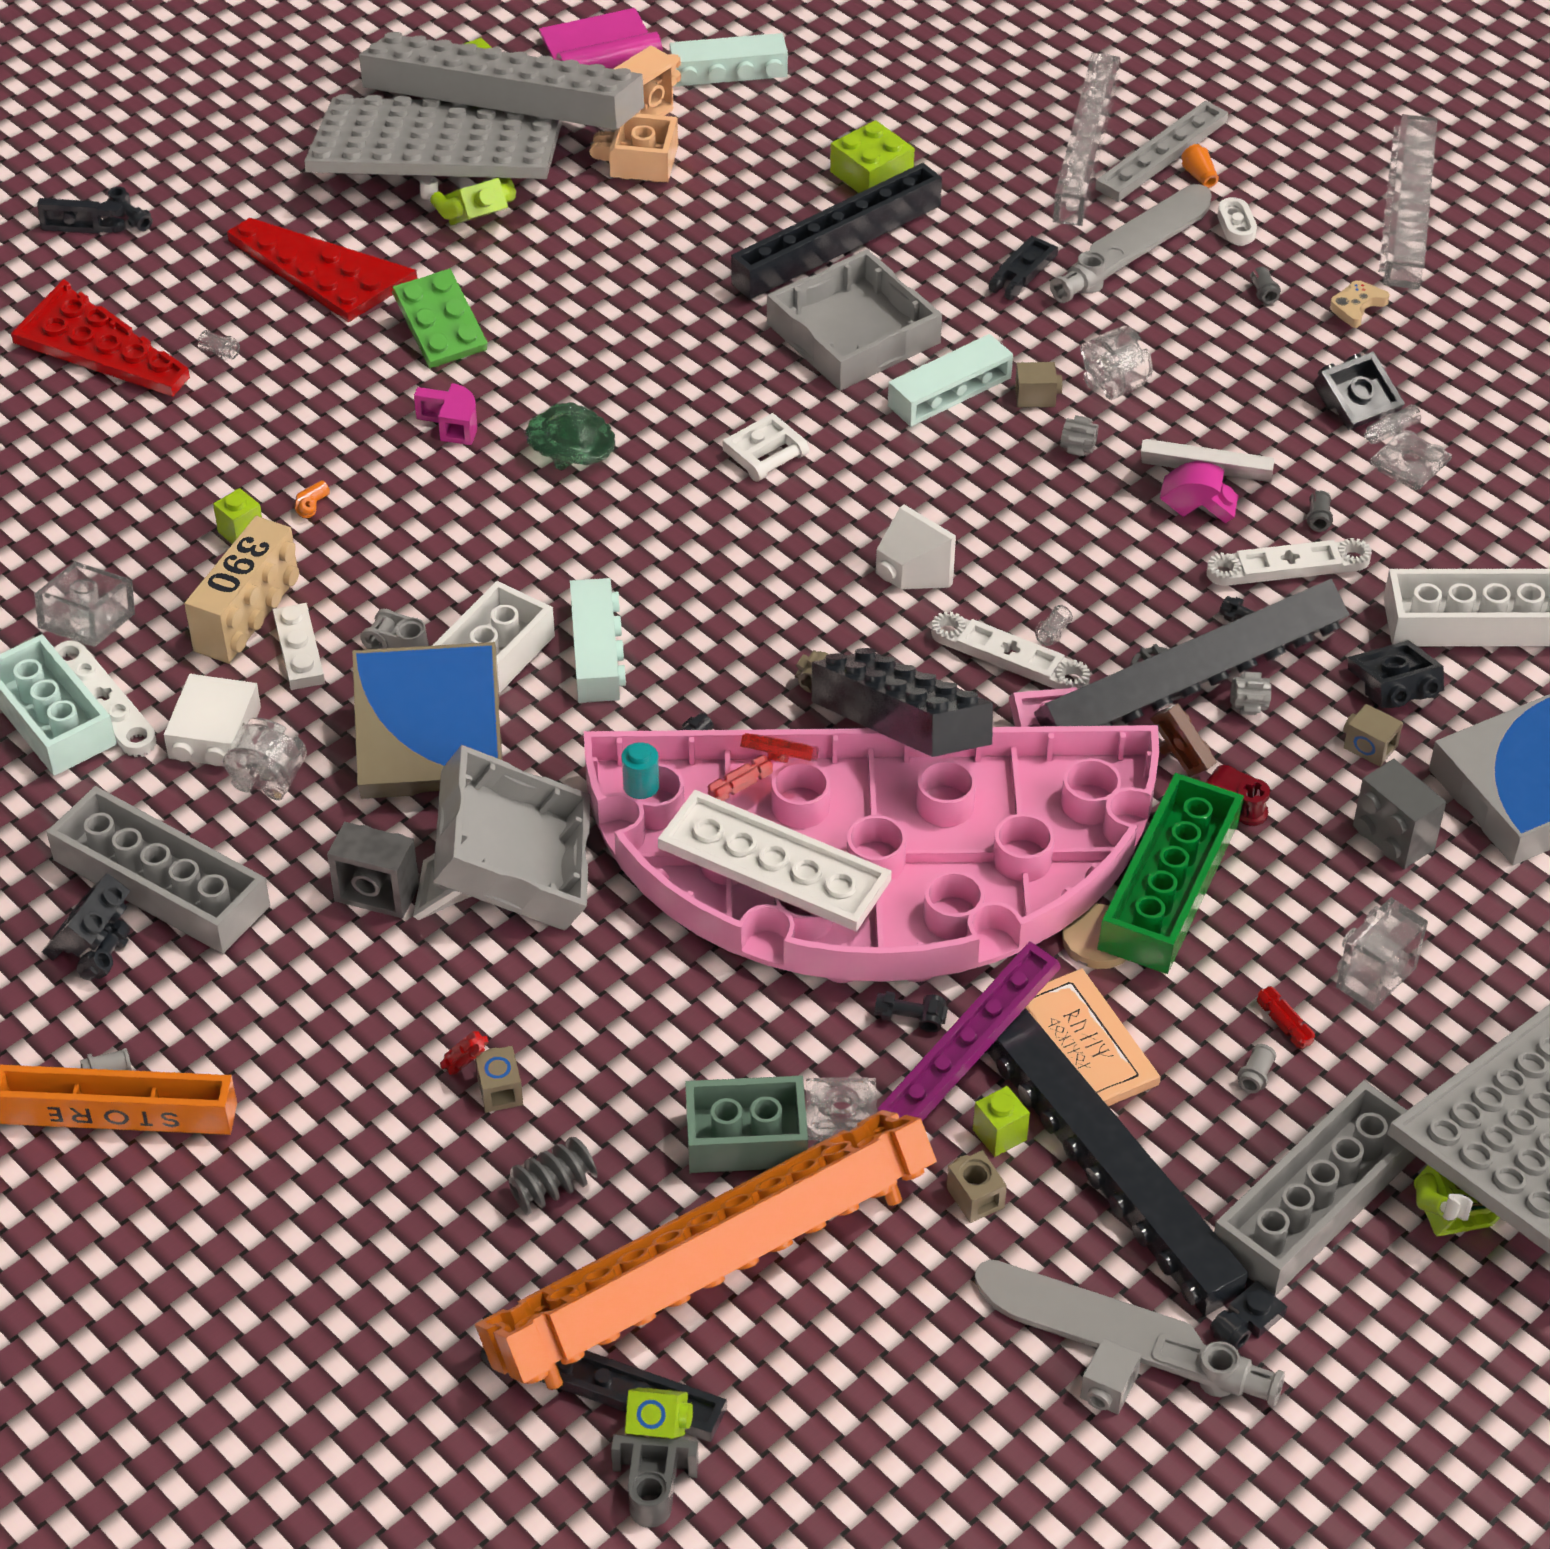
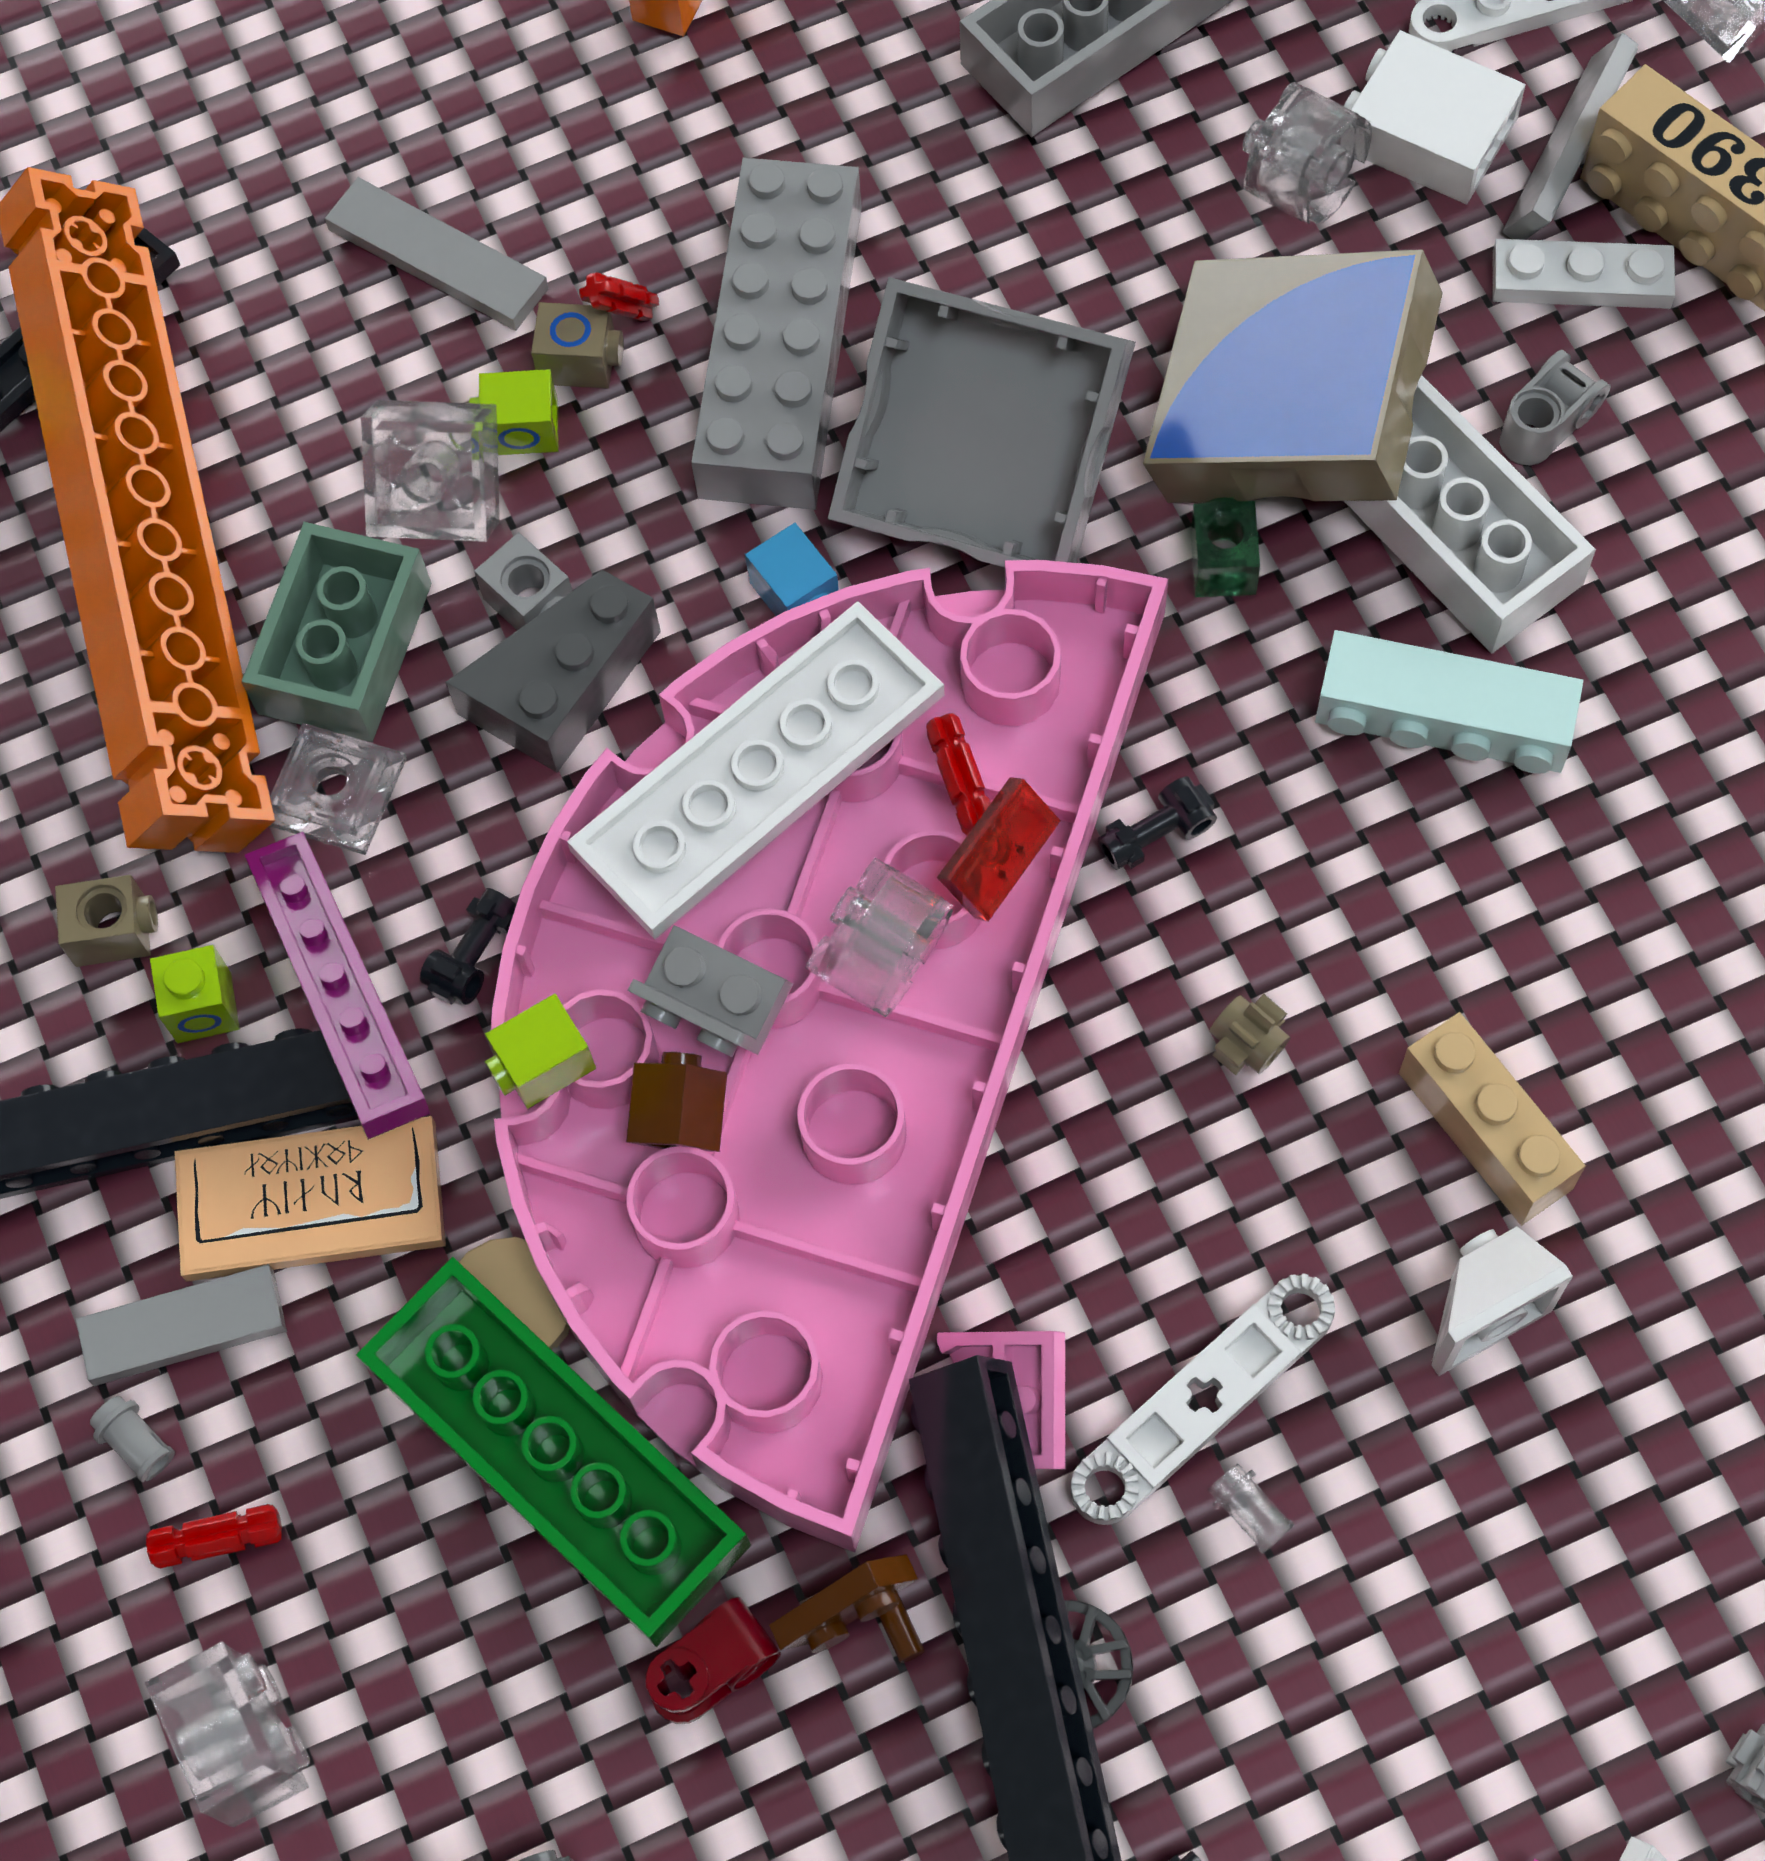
camera: 115 degrees right, 20 degrees up
(212, 659) = (1570, 139): none -> light grey tile
(373, 869) = (1017, 242): flat silver brick -> none
(446, 1184) = (437, 253): none -> light grey tile
(457, 977) = (777, 334): none -> light grey brick
(533, 746) = (1219, 569): none -> clear green brick
(551, 1172) = (368, 356): dark grey piece -> none
(556, 1092) = (524, 410): none -> lime brick
(623, 926) = (789, 571): none -> dark azure brick
(624, 1102) = (430, 470): none -> clear brick
(640, 770) = (1015, 614): teal brick -> none
(676, 1050) = (514, 569): none -> light grey brick
(725, 1011) = (559, 669): none -> dark grey wedge
(821, 577) = (1491, 1118): none -> tan brick
(855, 772) = (880, 937): none -> clear brick
(902, 702) = (1041, 1087): black brick -> none
(911, 847) = (713, 990): none -> light grey bracket
(975, 853) = (676, 1103): none -> reddish brown brick
(980, 900) = (538, 1052): none -> lime brick
(1186, 1073) = (181, 1325): none -> light grey tile
(1250, 693) = (939, 1801): light grey gear -> none

